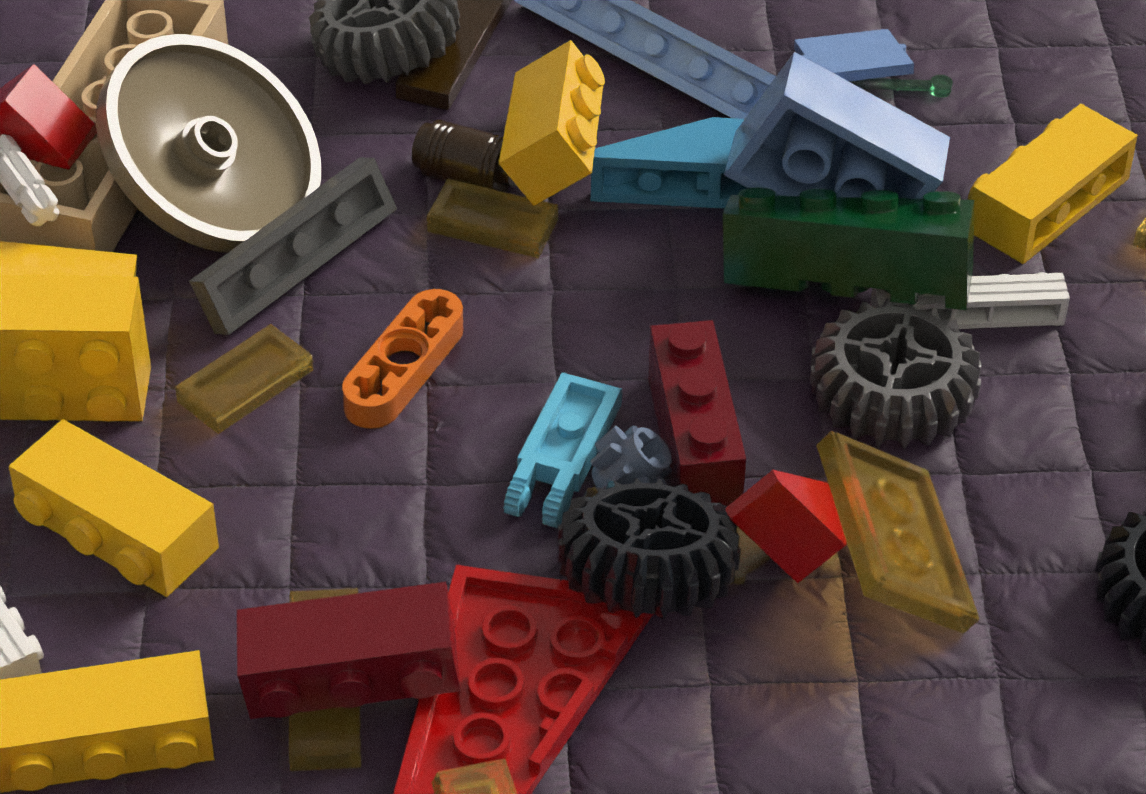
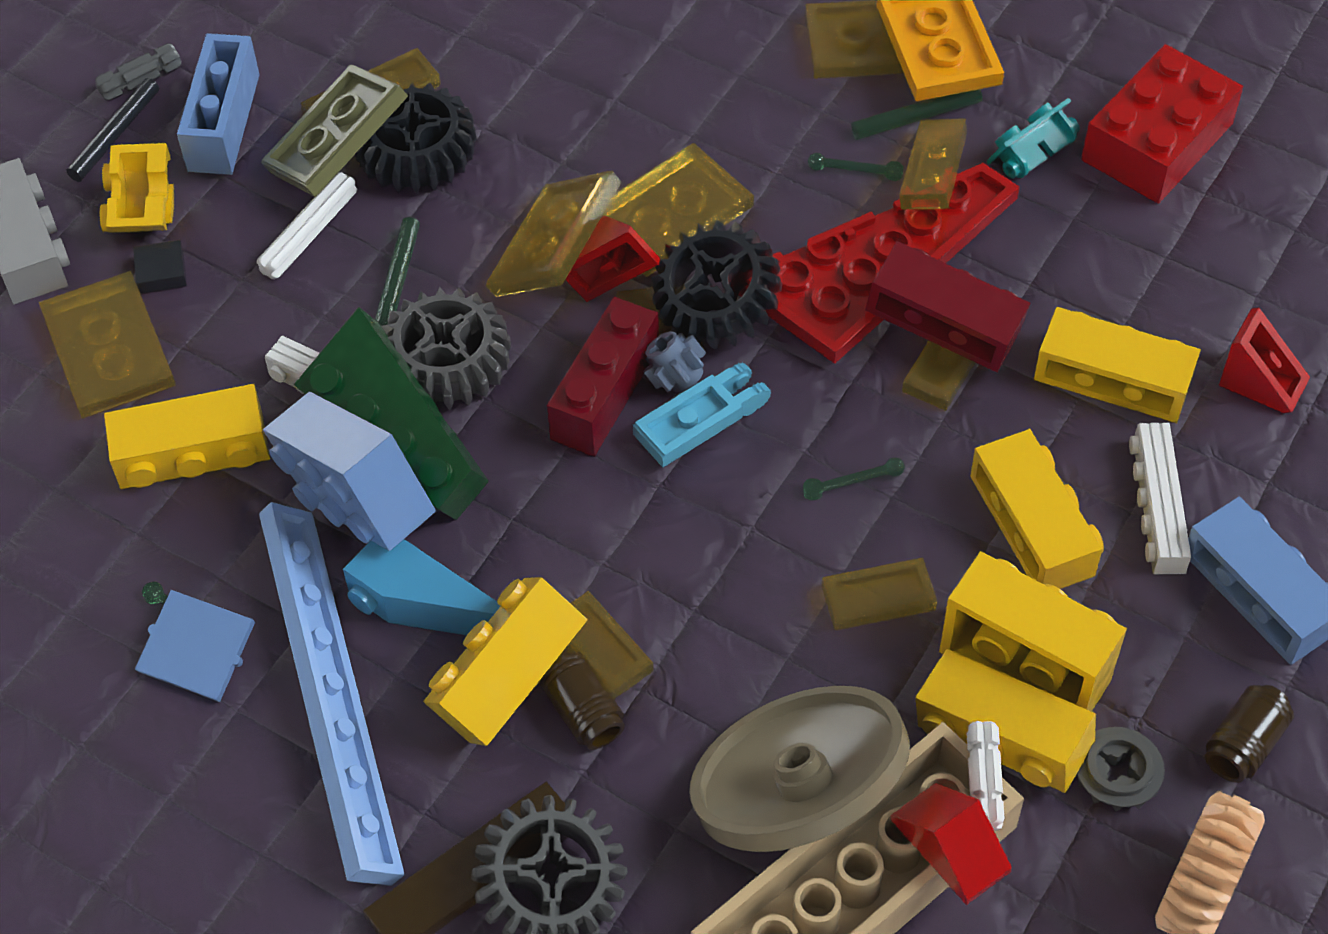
camera: 145 degrees left, 10 degrees up
(293, 246) = (754, 686): dark grey plate -> none
(385, 448) = (814, 488): none -> clear green hinge
(402, 381) = (766, 527): orange beam -> none
(804, 674) = (677, 197): none -> clear yellow tile
(1037, 441) = (397, 269): none -> clear green bar

